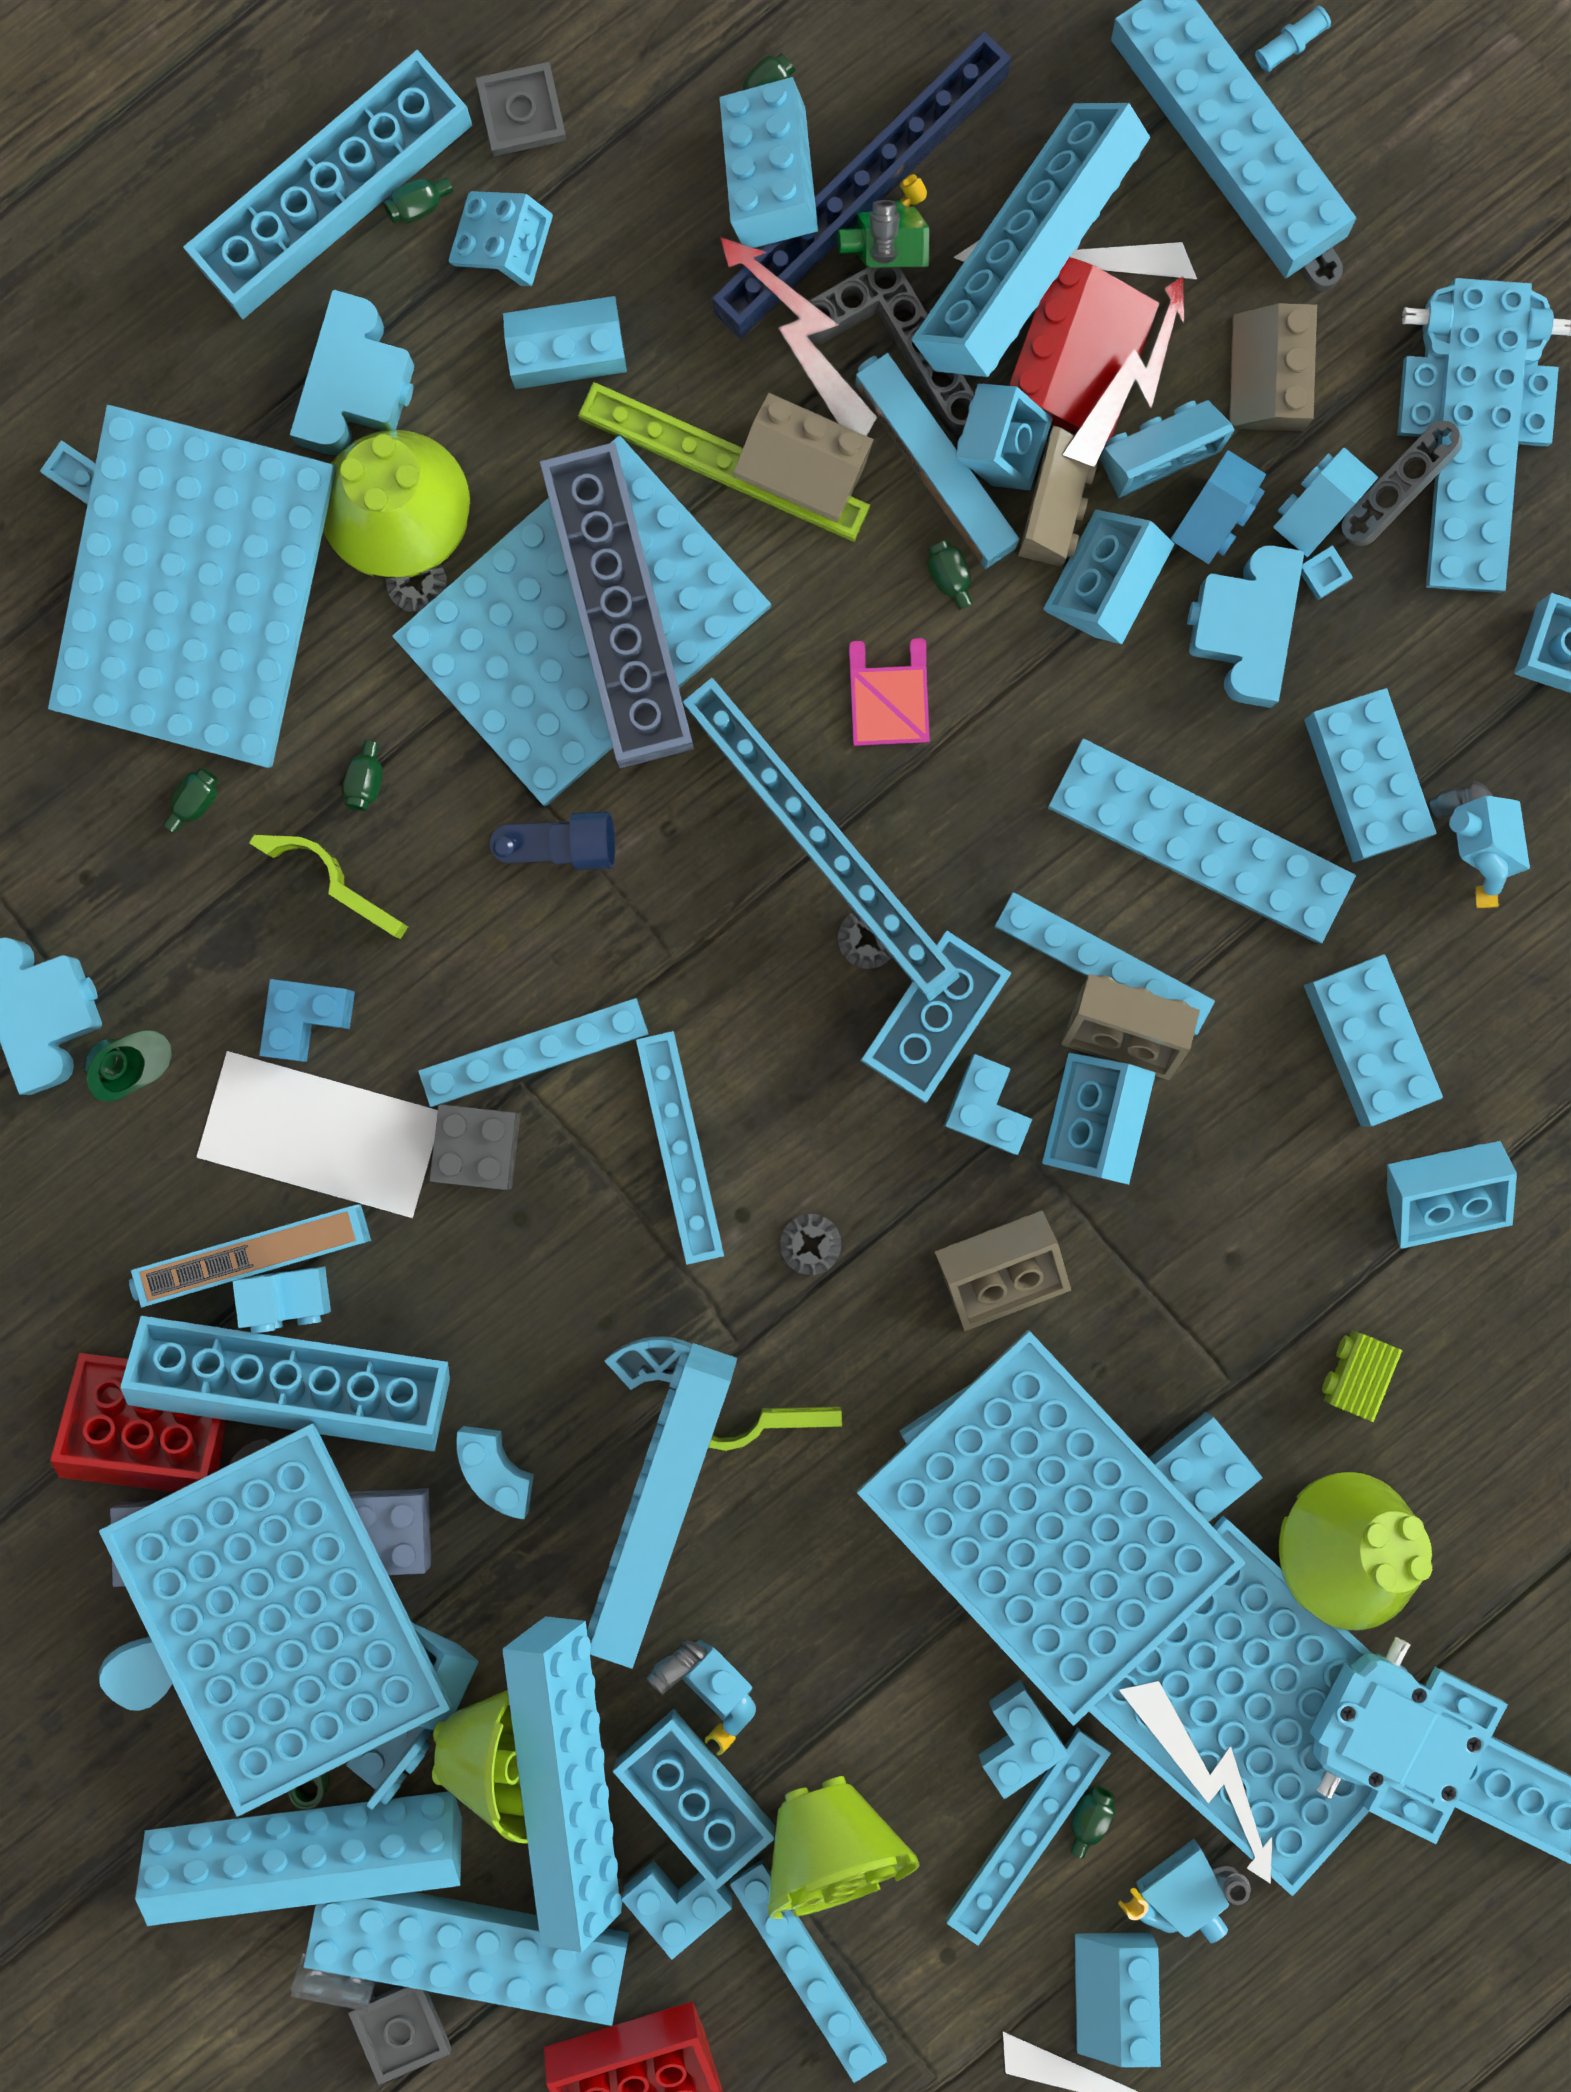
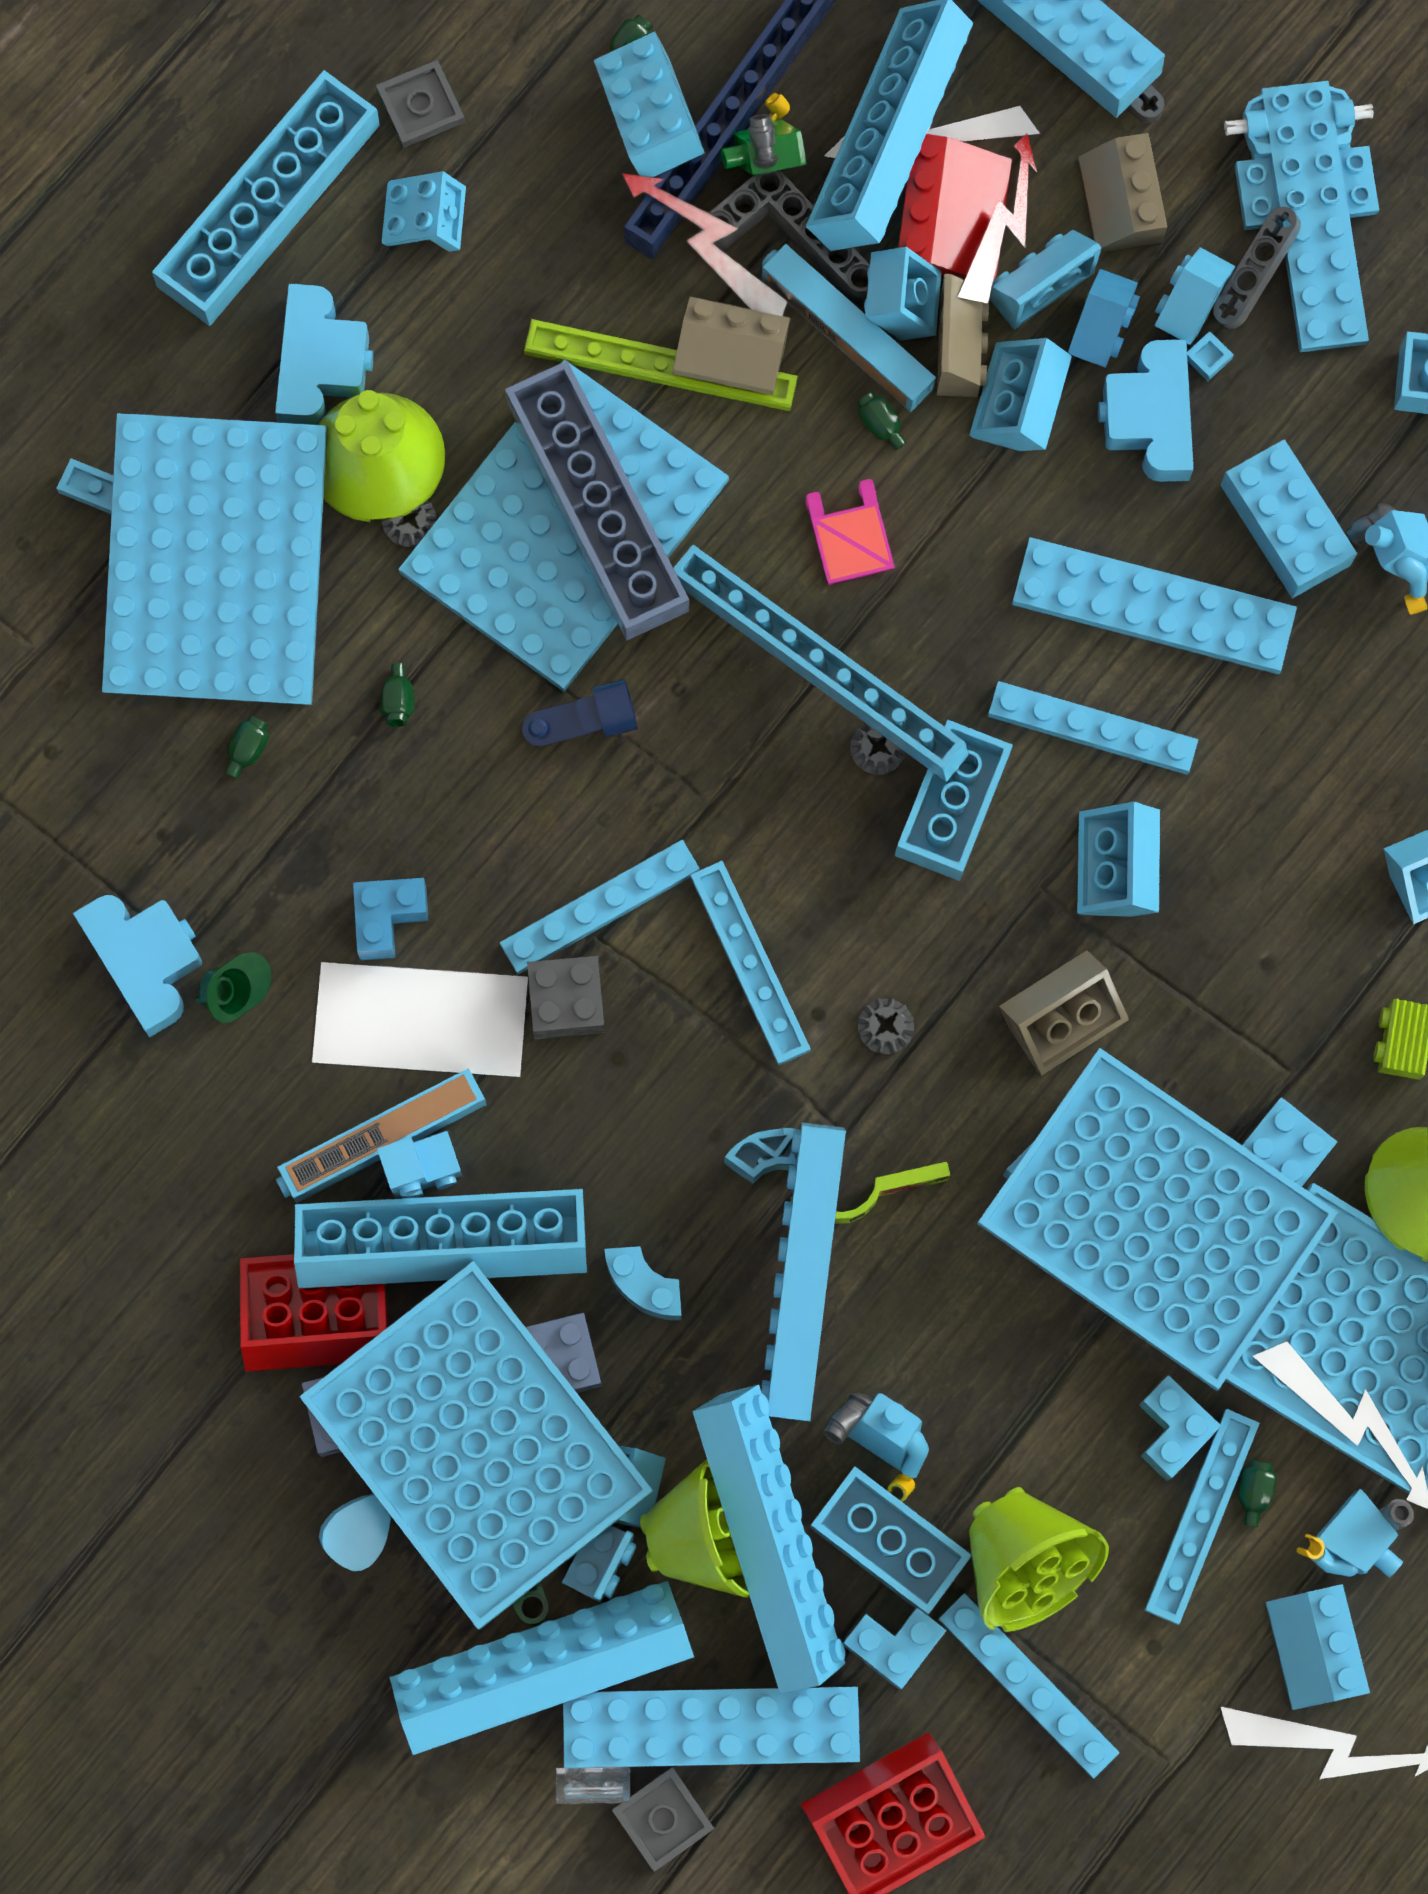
camera: 15 degrees left, 10 degrees down
(276, 845) = (401, 800): lime piece -> none
(416, 200) = (343, 197): dark green plant -> none
(564, 342) = (500, 291): medium azure slope -> none
(976, 1111) = (1010, 878): medium azure brick -> none
(1131, 1026) = (1128, 770): dark tan slope -> none
(1373, 1041) = (1345, 744): medium azure brick -> none

